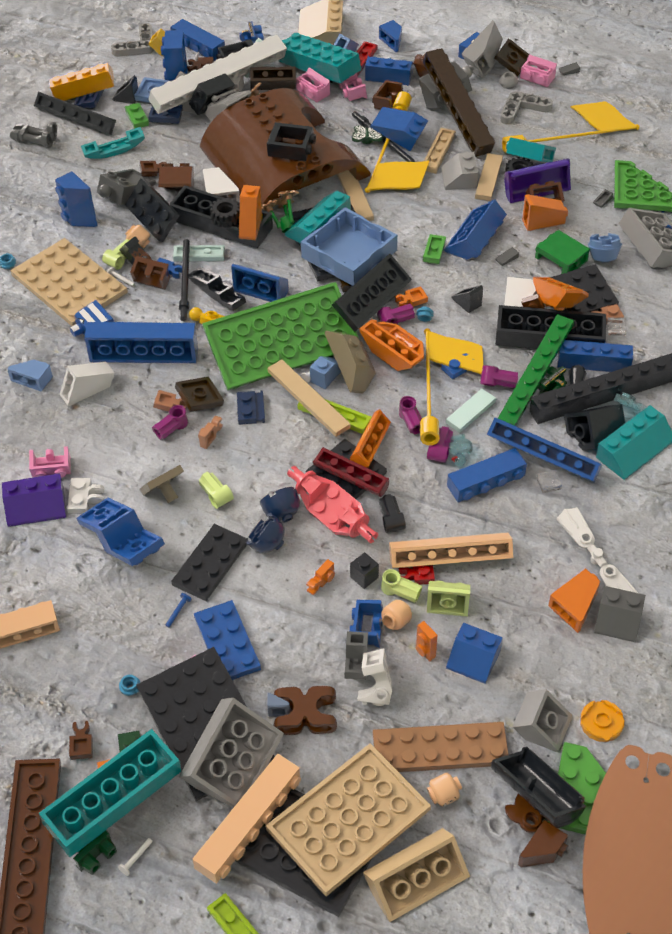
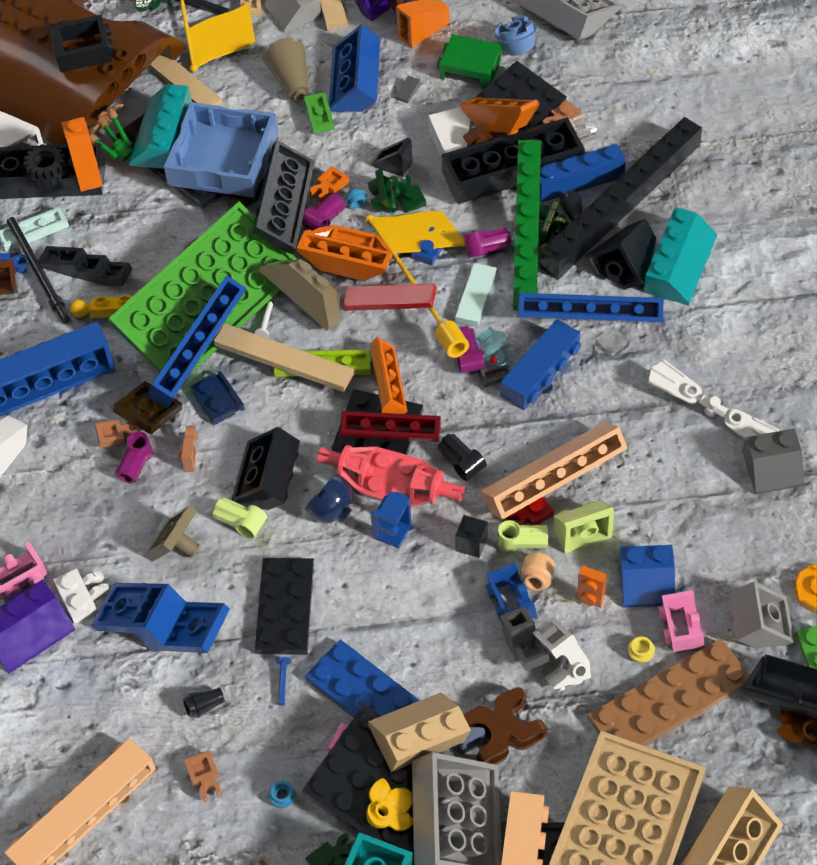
camera: 25 degrees left, 5 degrees up
(86, 645) = (203, 772): none -> nougat plate
(114, 599) = (201, 702): none -> black cone
(191, 721) = (392, 804): none -> yellow plate
(245, 681) = (419, 730): none -> tan slope
(252, 467) = (266, 470): none -> black slope
(253, 362) = (196, 341): none -> blue brick
(258, 283) = (136, 239): blue slope -> none
(267, 535) = (335, 543): dark blue cylinder -> none
(314, 534) = (392, 519): none -> blue window
(322, 576) = (429, 560): orange plate -> none
(324, 371) = (281, 317): medium blue slope -> none
(406, 387) = (390, 297): none -> tile
(410, 414) = (411, 327): magenta piece -> none
(430, 210) = (288, 66): none -> dark tan cone
(439, 703) = (641, 649): none -> light yellow plate
(444, 789) = (705, 743): light nougat head -> none
(446, 468) = (493, 375): none -> dark grey piece
(448, 316) = (388, 190): none -> dark green hips
(465, 326) = (411, 197): none -> dark green plate
(485, 681) = (677, 602): none -> bright pink window
(575, 599) = (719, 466): orange slope -> none
(629, 401) = (648, 211): clear light blue plate -> none

